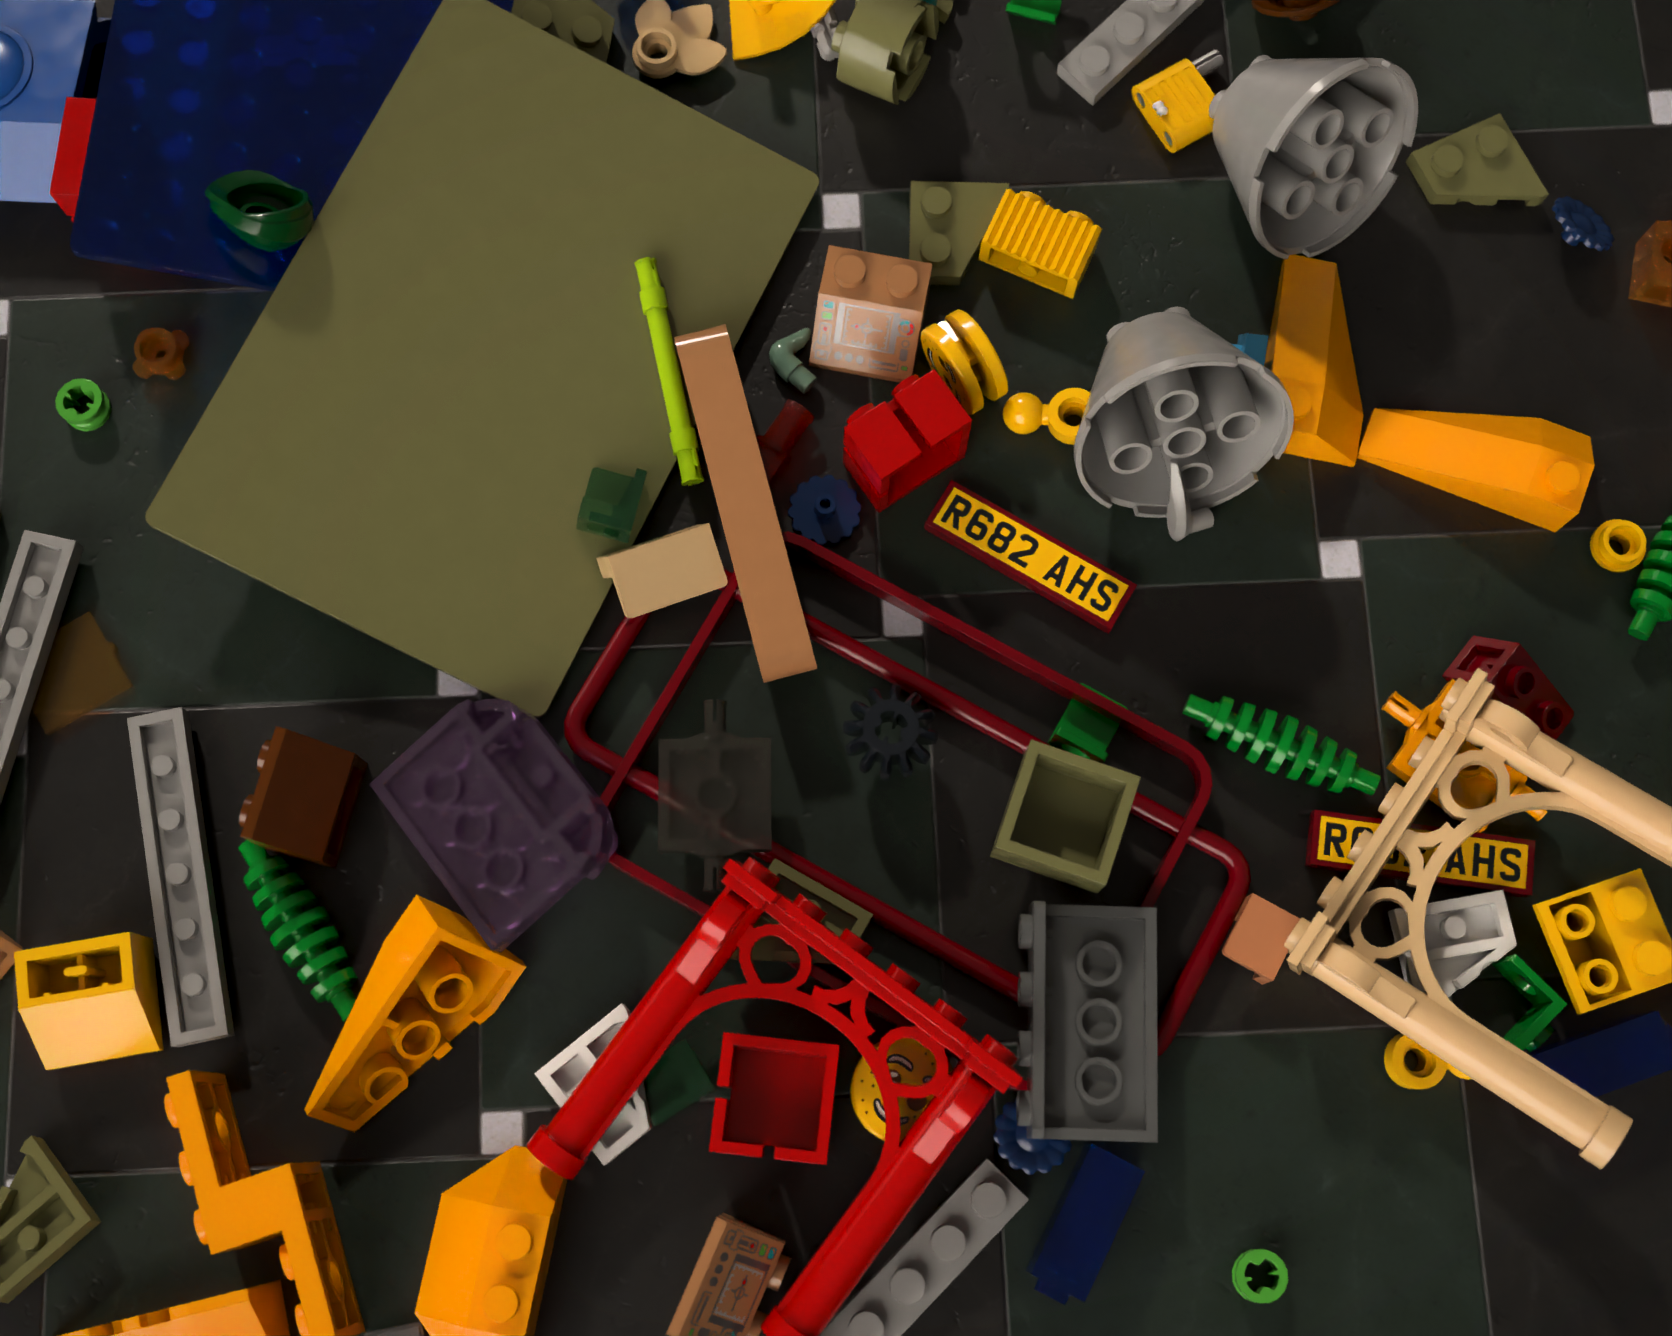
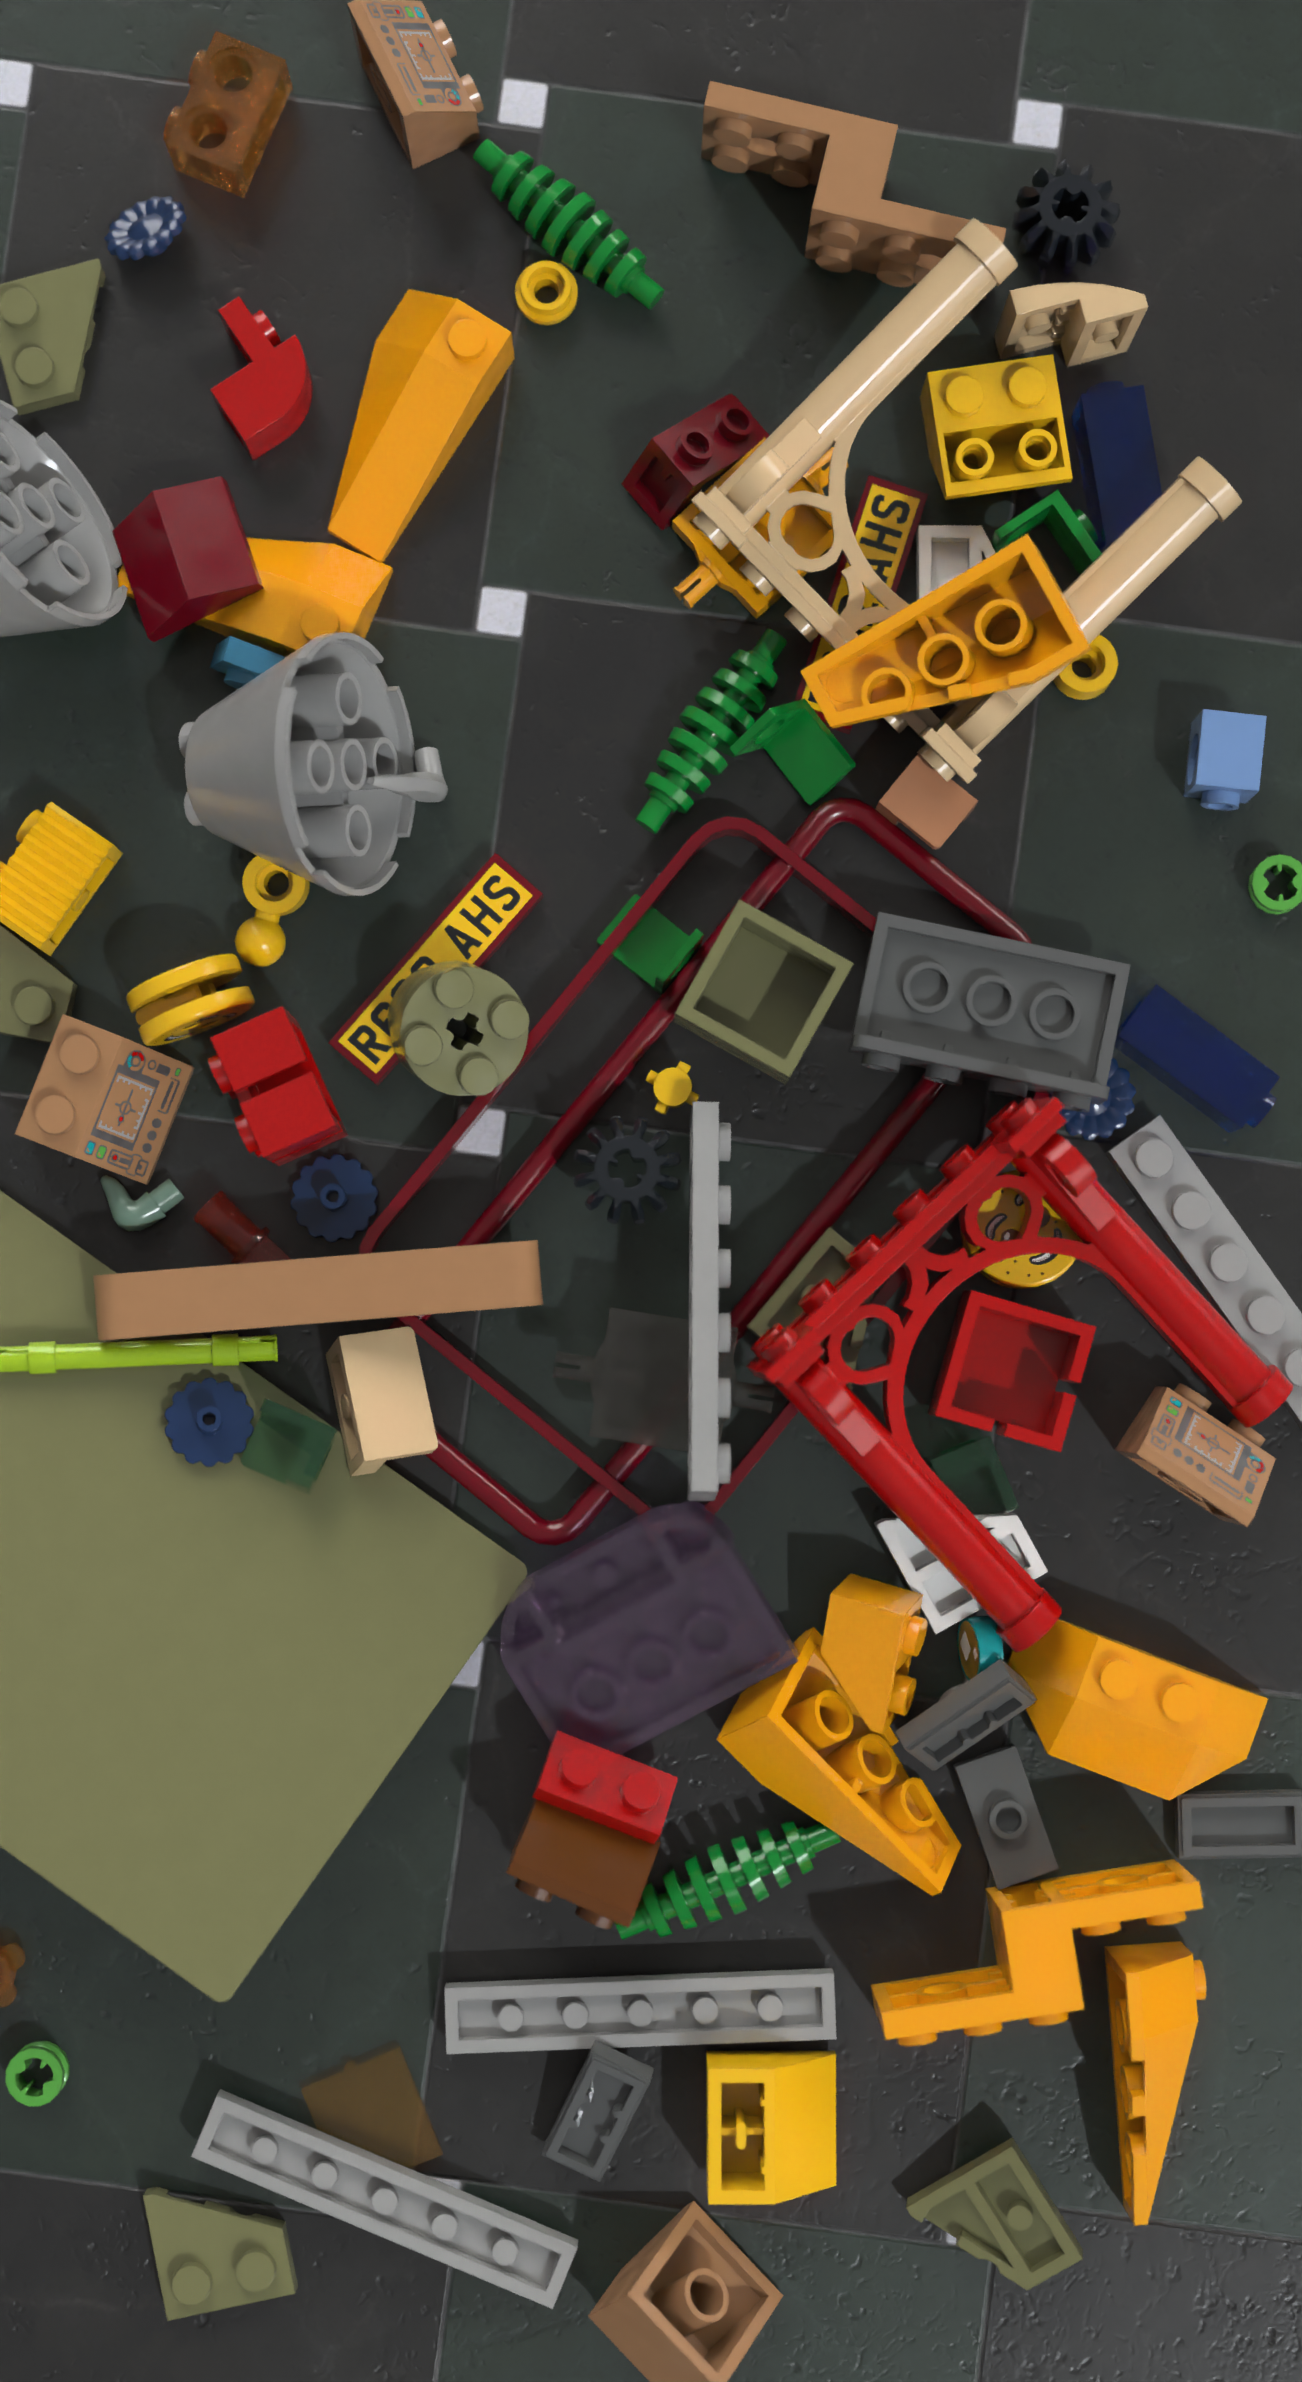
camera: 85 degrees left, 10 degrees up
(91, 852) = (597, 2111): none -> dark grey plate
(362, 806) = (605, 1787): none -> red plate
(383, 1167) = (1005, 1816): none -> dark grey plate
(466, 1112) = (966, 1715): none -> dark grey plate
(515, 1017) = (870, 1646): none -> light orange slope
(526, 1116) = (978, 1644): none -> tile
(622, 438) = (209, 1422): none -> dark blue piece
(766, 816) = (708, 1330): none -> light grey plate
(956, 590) = (456, 1063): none -> olive brick
(968, 761) = (672, 1087): none -> yellow piece
(1286, 819) = (800, 748): none -> green bracket
(1326, 297) = (186, 555): none -> dark red slope
(1362, 1203) = (1224, 758): none -> medium blue brick
(1418, 937) = (967, 639): none -> light orange wedge
(1475, 341) = (269, 394): none -> red brick

